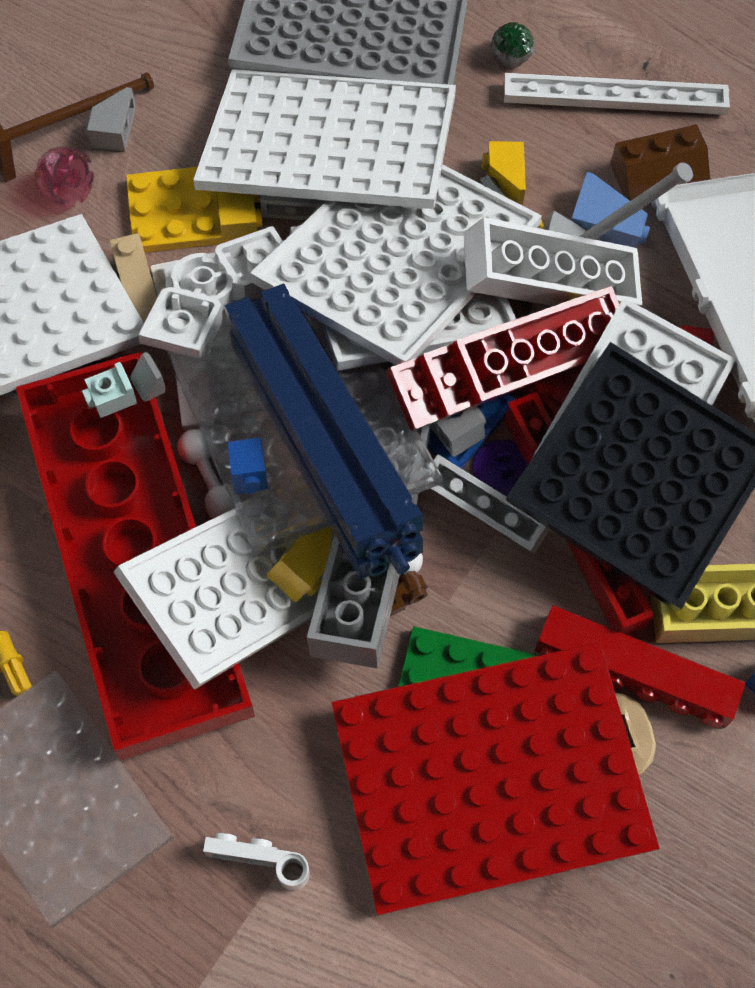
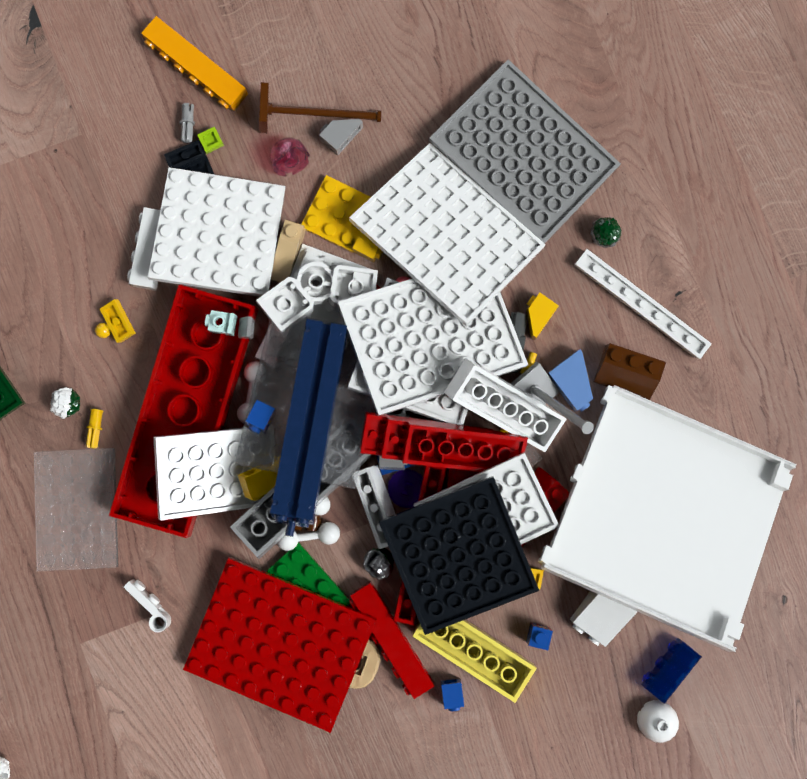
camera: 35 degrees right, 20 degrees up
(443, 586) = (327, 533): none -> white piece
(542, 575) = (378, 563): none -> flat silver piece

